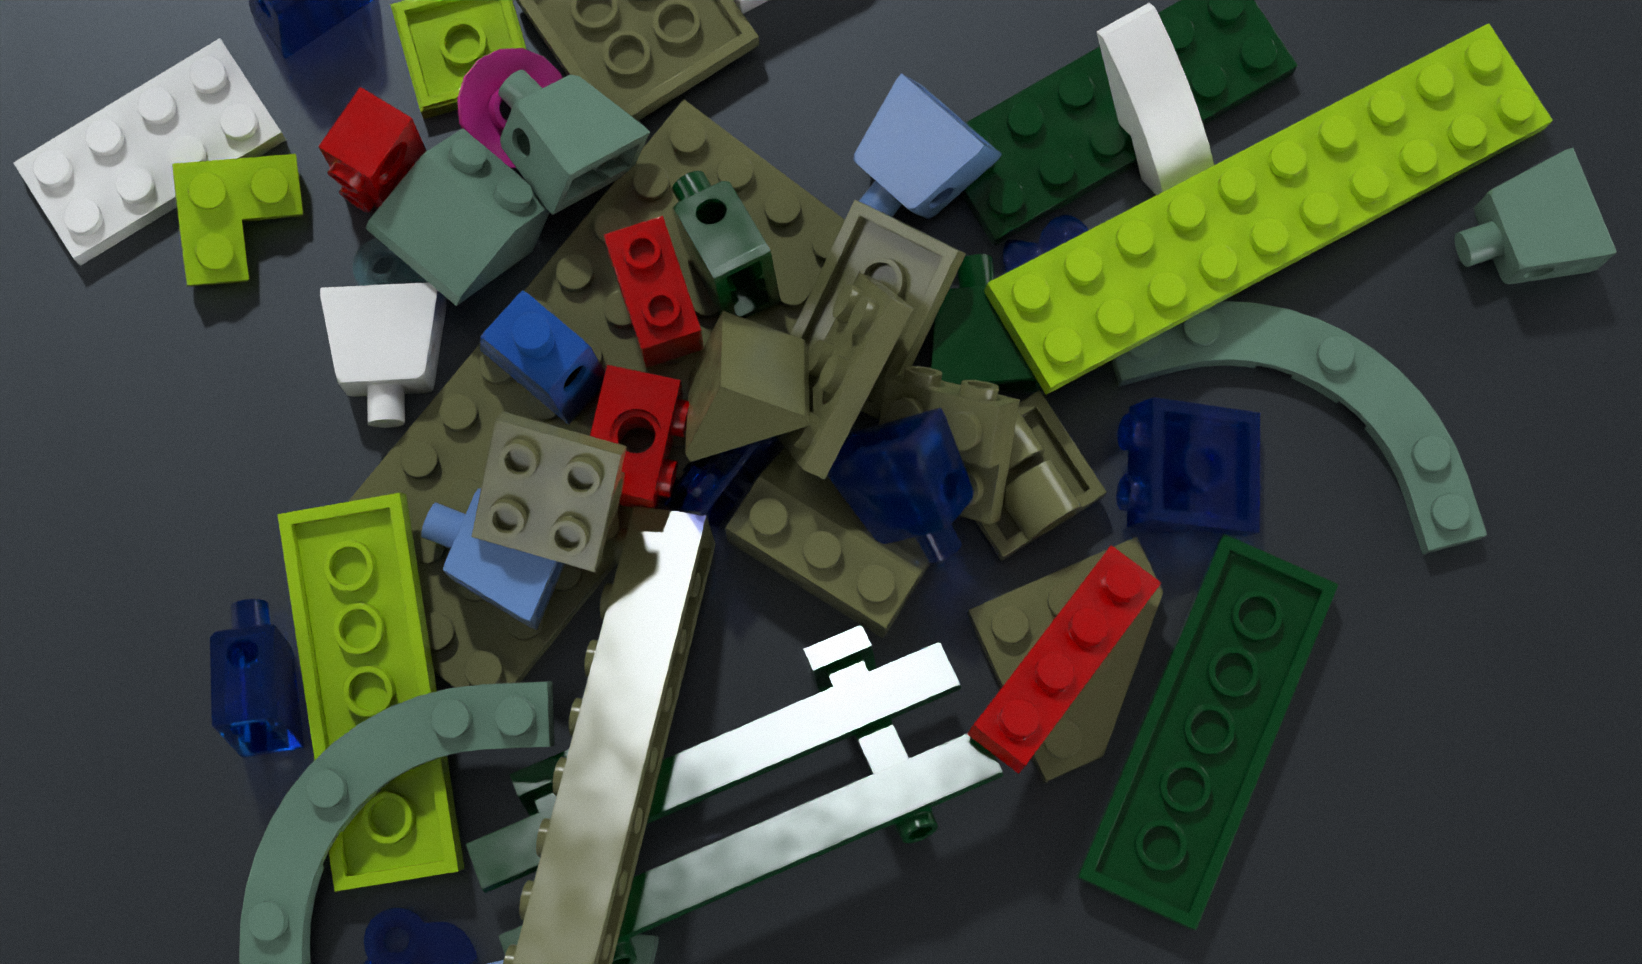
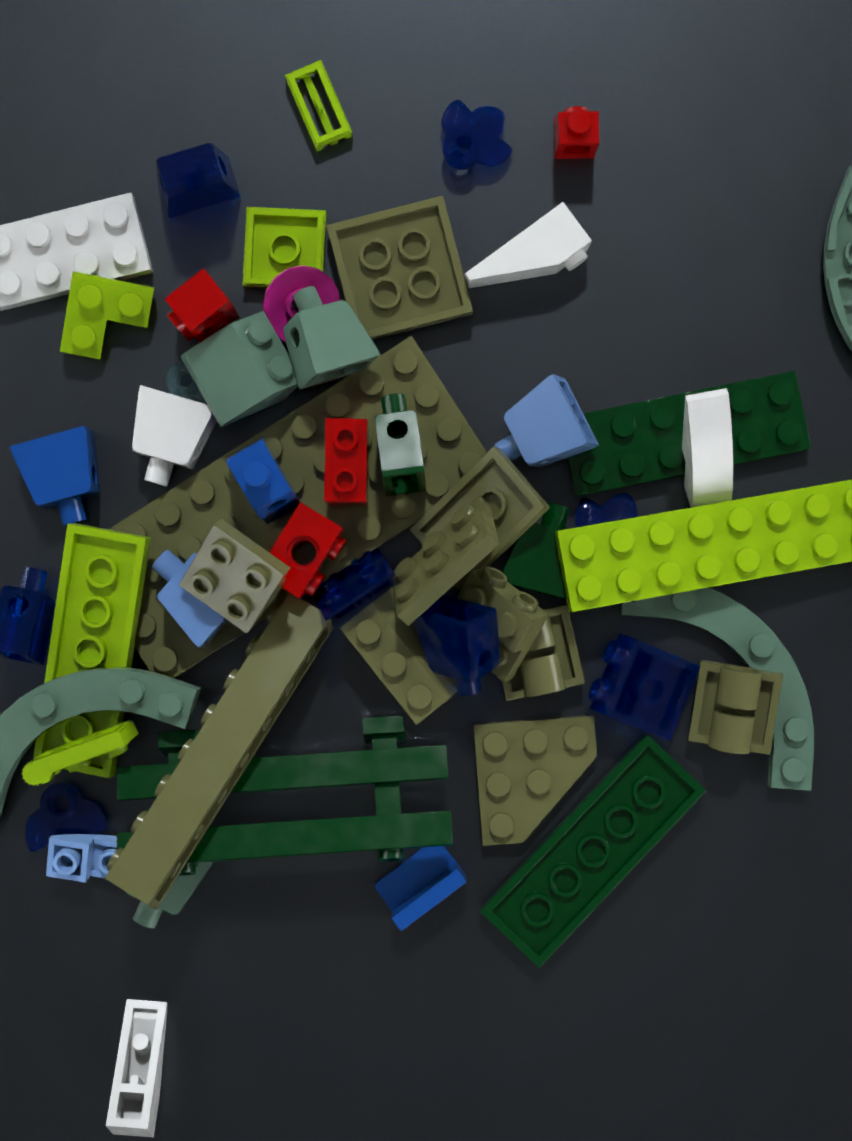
camera: 20 degrees right, 10 degrees up
(241, 451) = (60, 471): none -> blue torso
(400, 844) = (79, 752): none -> lime hinge
(746, 387) = (381, 548): olive slope -> none
(973, 869) = (420, 884): none -> blue panel
(1064, 659) = (517, 784): red plate -> none
(1333, 450) = (735, 708): none -> olive plate

